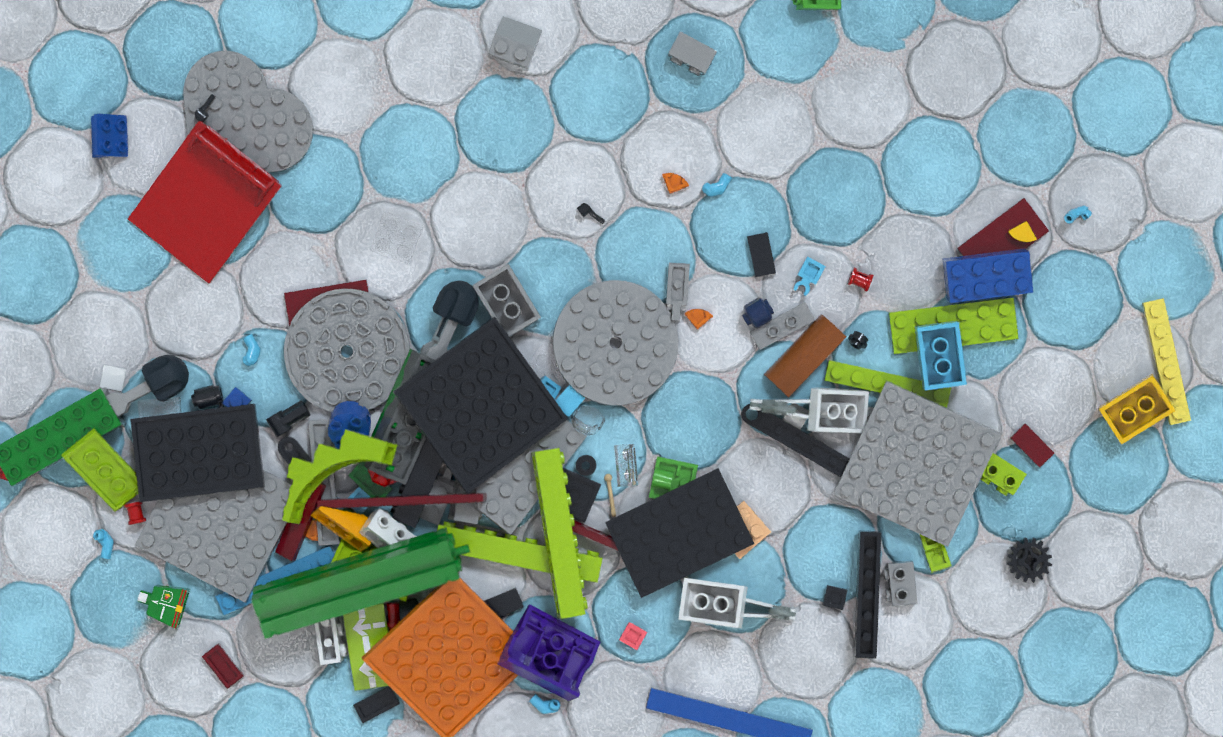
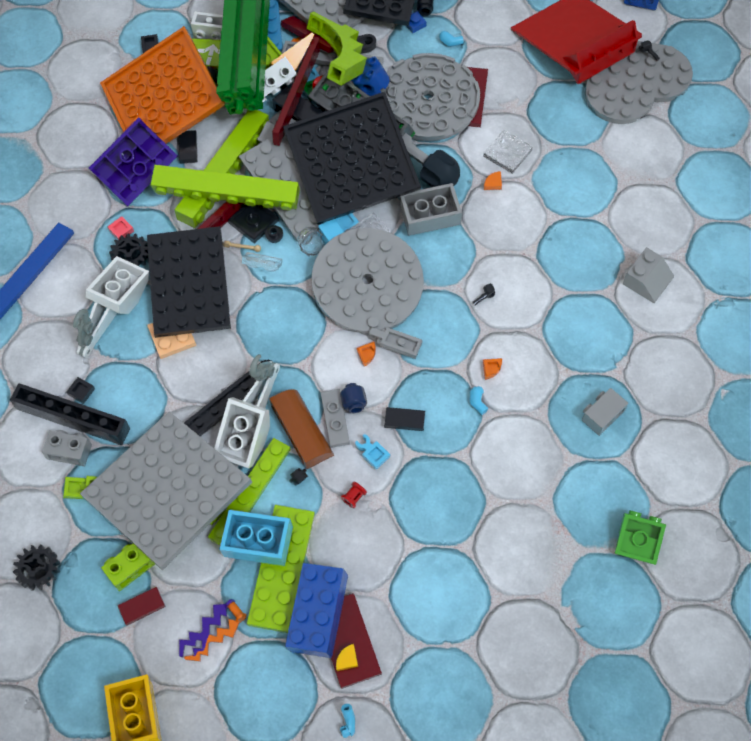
camera: 110 degrees right, 25 degrees down
(284, 420) = (389, 44): black piece -> none
(440, 243) = (493, 181): none -> orange tile
(546, 706) = (95, 154): medium azure arm -> none
(650, 617) = (130, 249): none -> black gear
(670, 475) = (240, 291): bright green plate -> none
(1042, 372) = (205, 637): none -> piece

